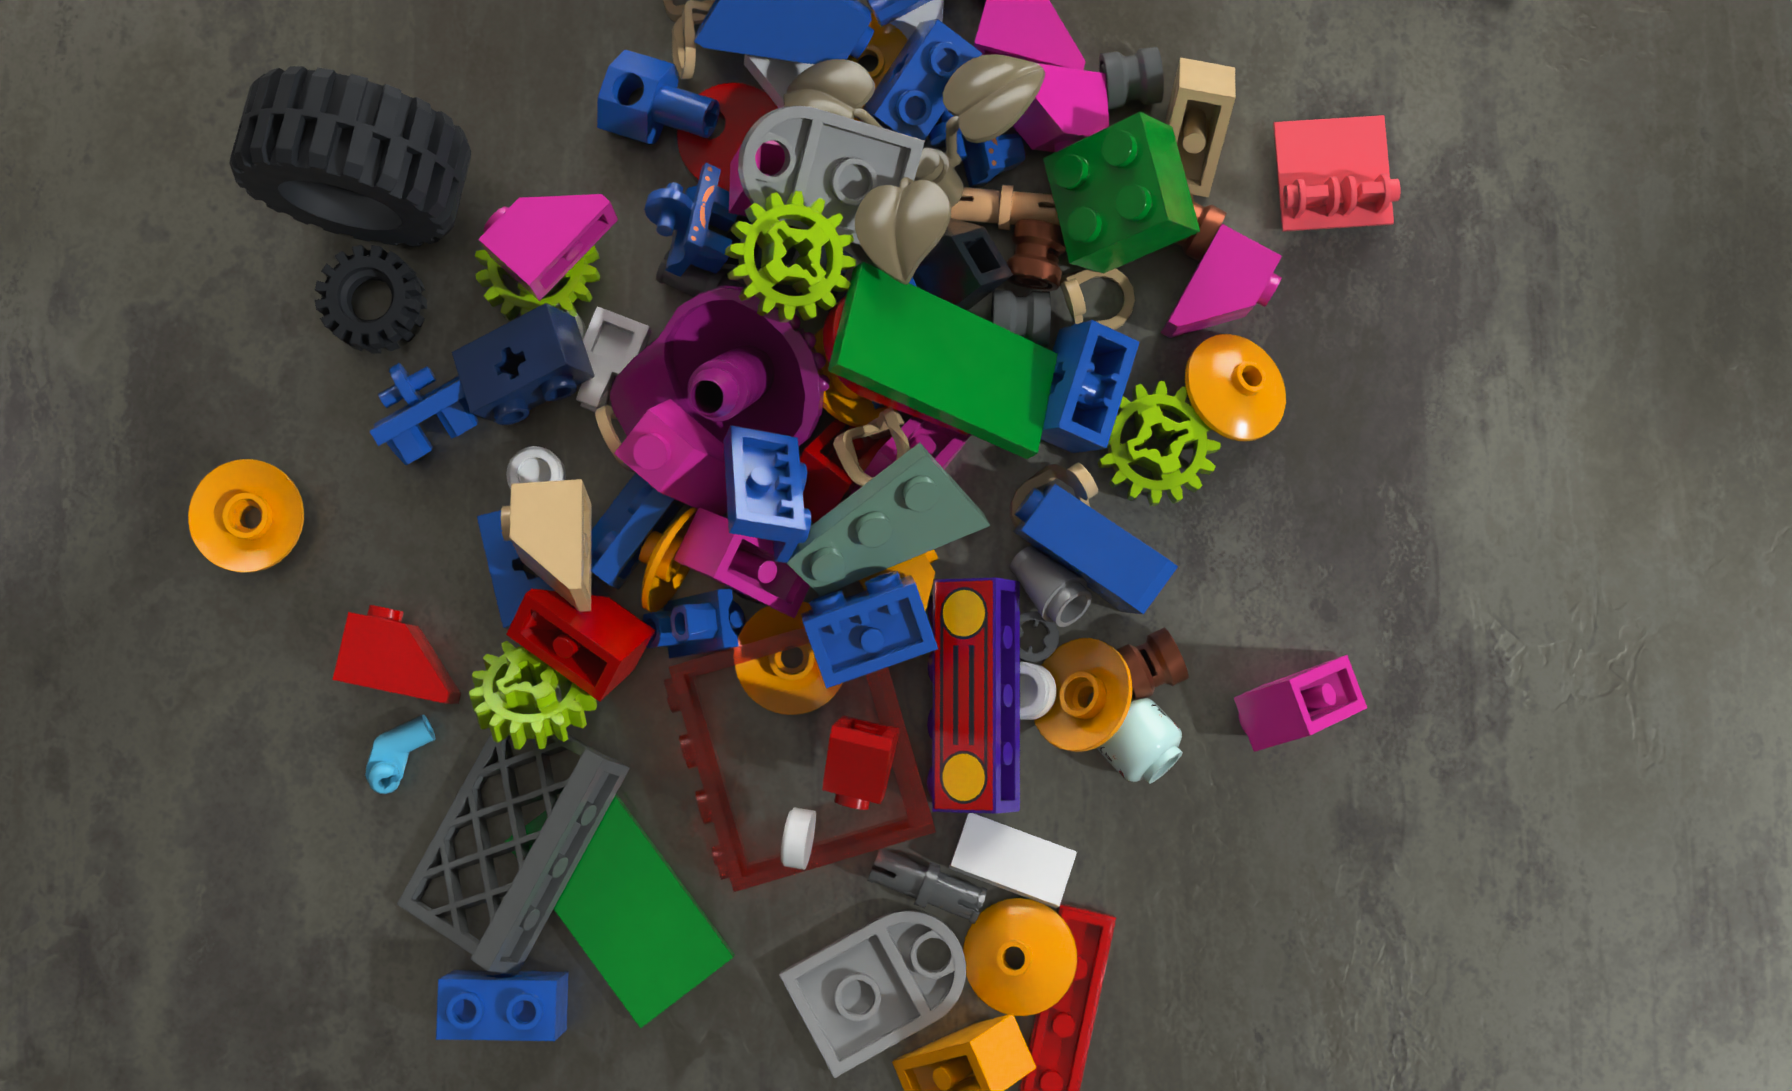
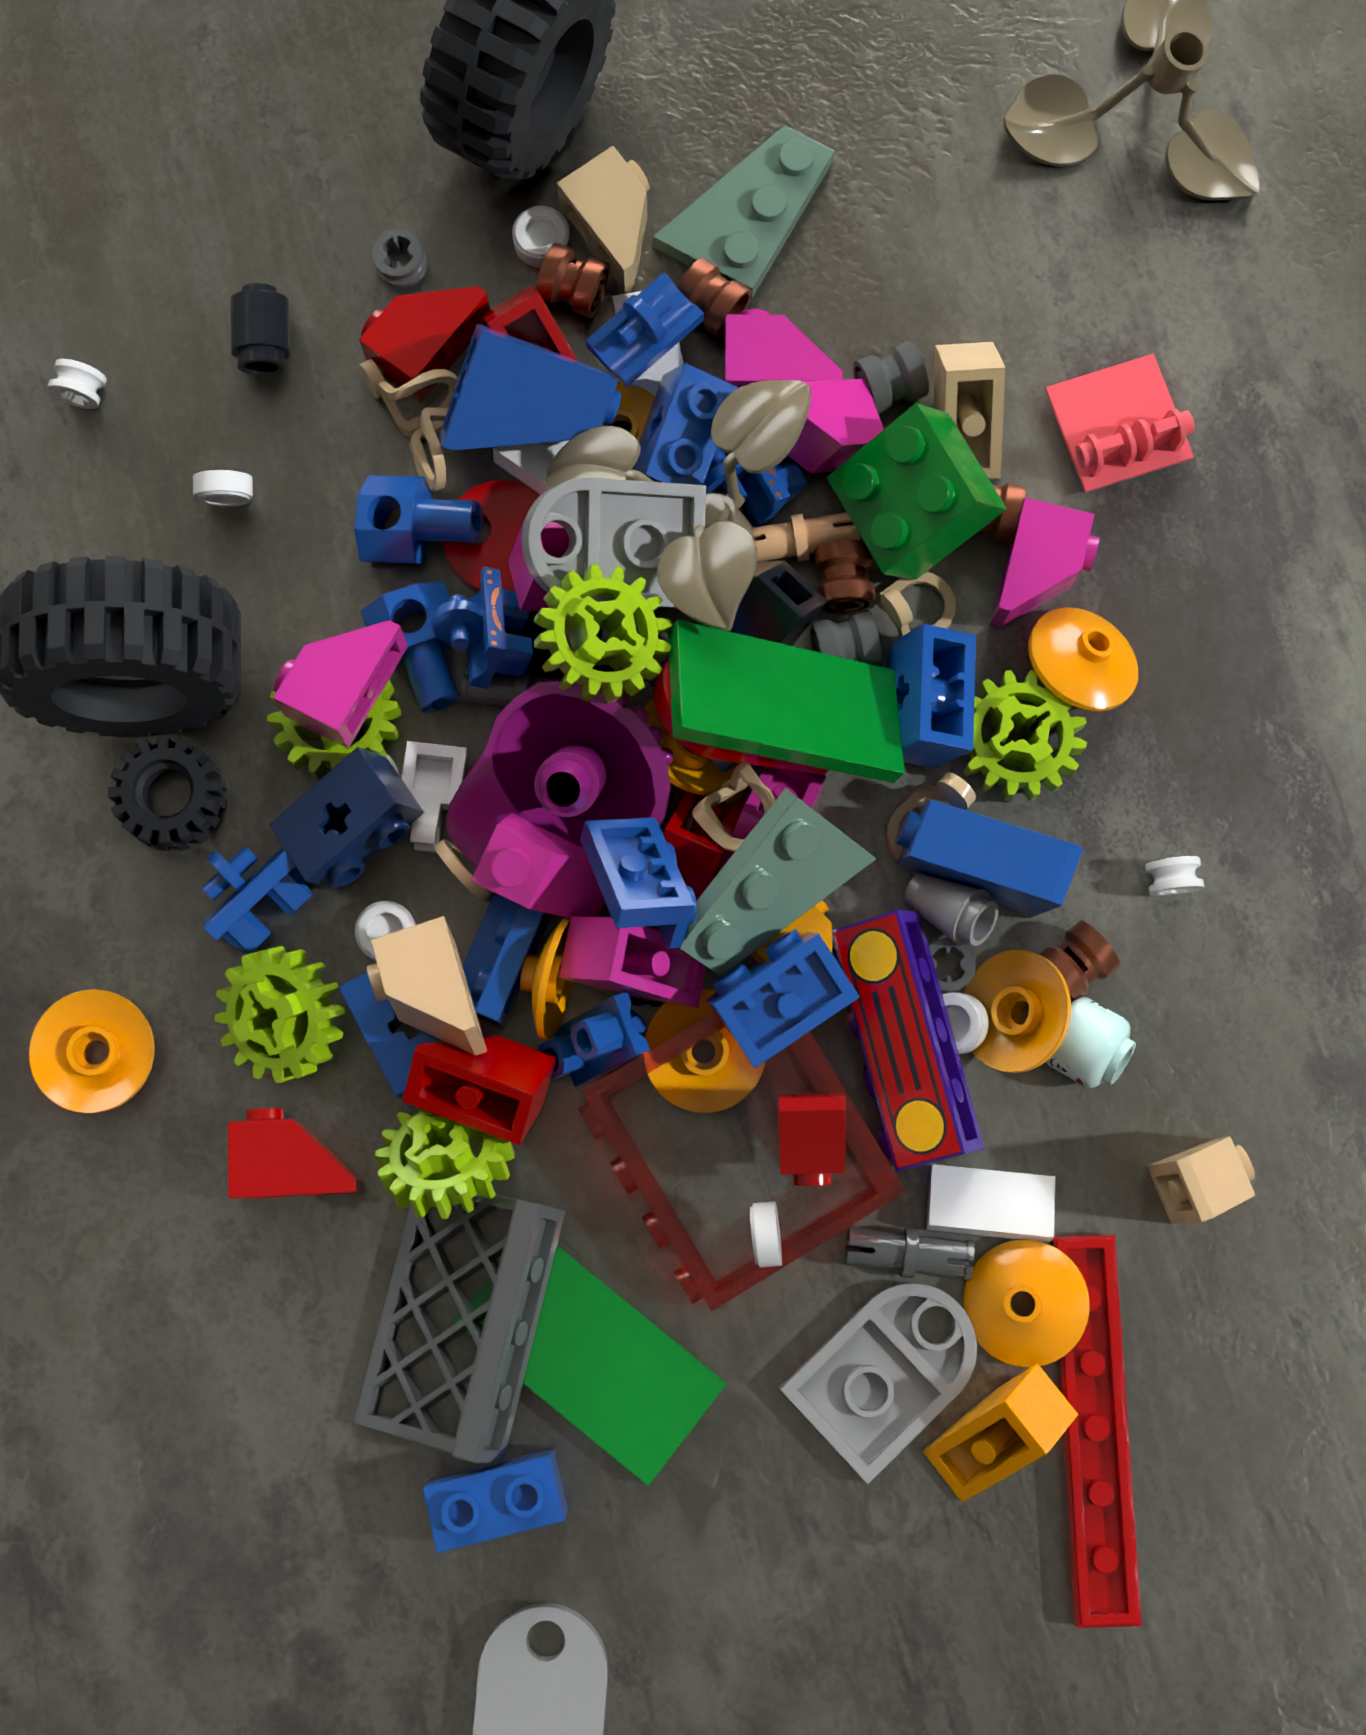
camera: 15 degrees left, 5 degrees down
(391, 752) = (307, 1261): medium azure arm -> none
(419, 526) = (279, 1014): none -> lime gear
(489, 27) = (222, 488): none -> white tile
(633, 229) = (425, 653): none -> blue piece
(1209, 891) = (1203, 1180): none -> tan slope
(1262, 609) = (1174, 876): none -> white bush
(1300, 704) = (1240, 963): dark pink slope -> none

